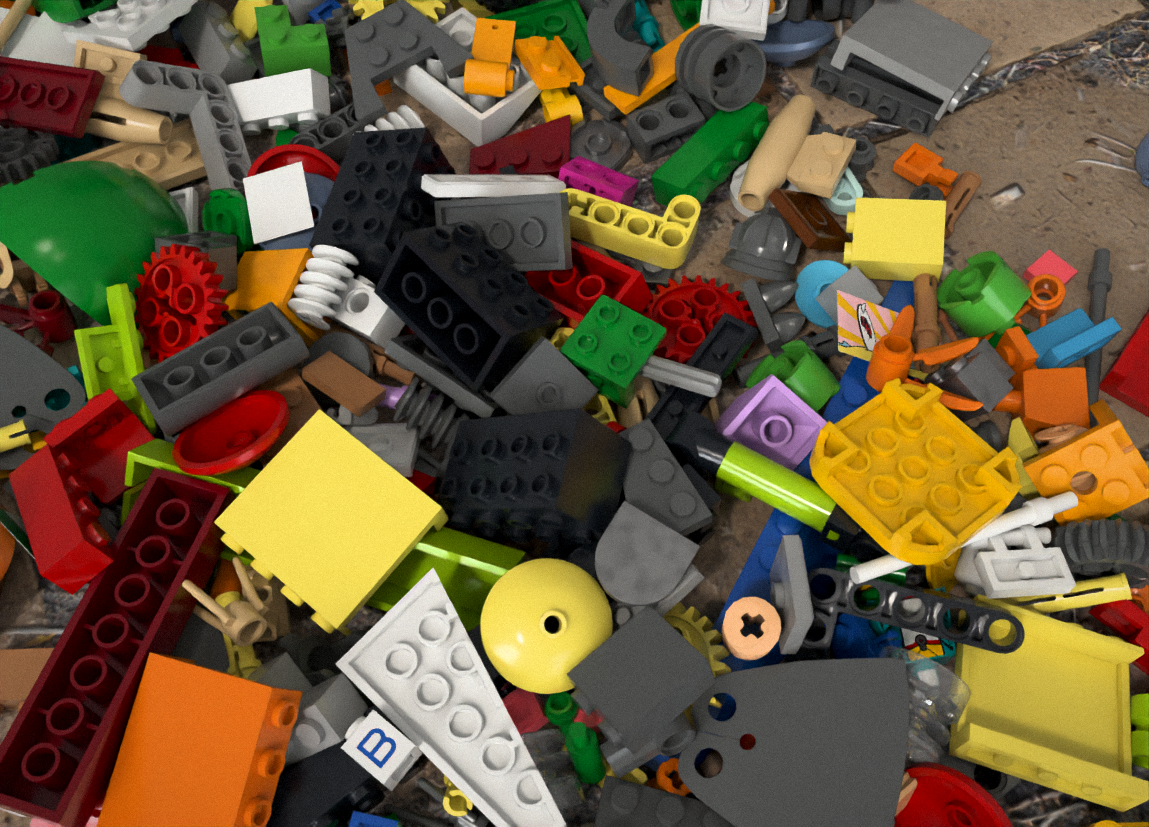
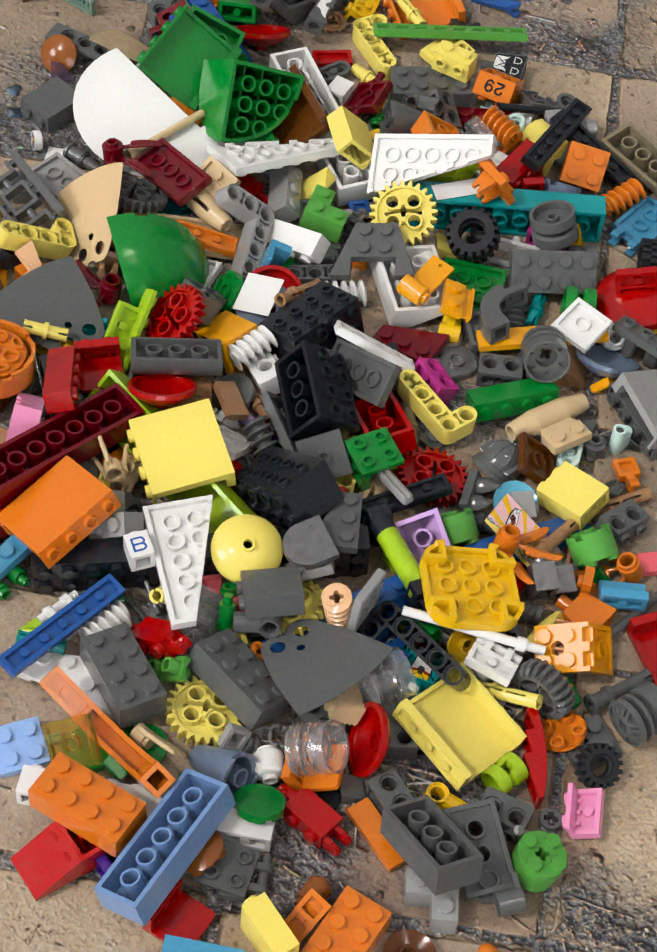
camera: 25 degrees right, 10 degrees down
(36, 616) = (26, 414): none -> bright pink wedge
(160, 161) = (212, 239): none -> orange tile
(263, 131) = (276, 253): none -> dark azure panel
(323, 176) = (285, 297): none -> medium nougat pin
(804, 69) = (601, 385): none -> light orange tile
(880, 127) = (619, 439): none -> light aqua piece
(979, 230) = (625, 521): none -> dark grey brick

